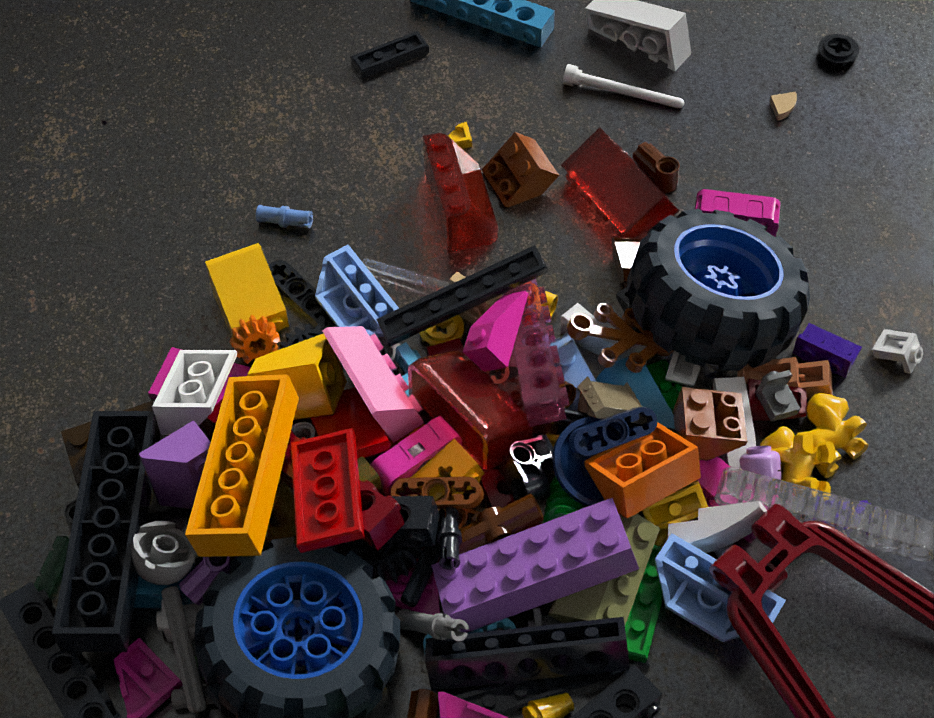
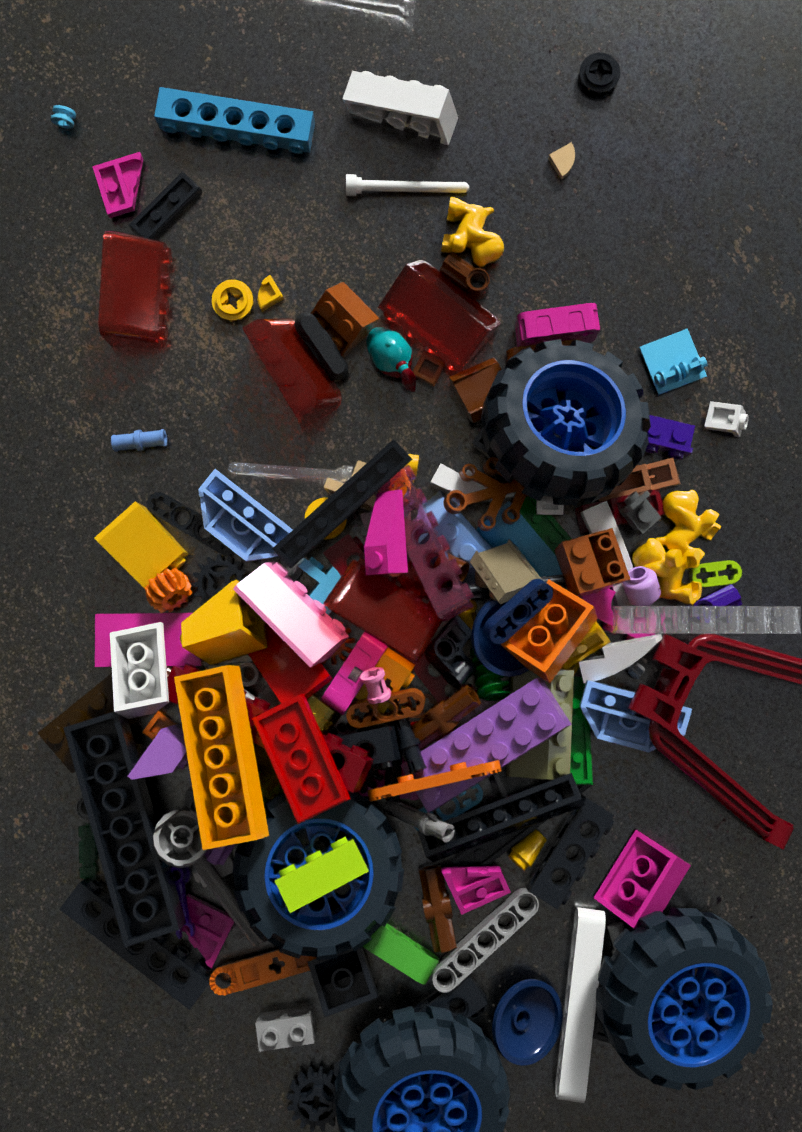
camera: 20 degrees left, 30 degrees up
(142, 622) = (186, 875): none -> dark purple brick
(301, 611) = (320, 874): none -> lime brick
(331, 100) = (133, 291): none -> clear red windscreen
(356, 26) = (119, 183): none -> dark pink wing
(412, 130) = (238, 290): none -> yellow gear
(434, 460) = (375, 685): none -> bright pink bush
(464, 571) = (457, 773): none -> orange piece
(494, 182) = (321, 346): none -> black piece
(562, 210) = (392, 355): none -> teal hair
(593, 234) = (428, 370): none -> reddish brown tile
(673, 131) = (484, 245): none -> yellow animal
(852, 487) = (714, 567): none -> lime beam
(853, 288) = (673, 361): none -> medium azure hinge

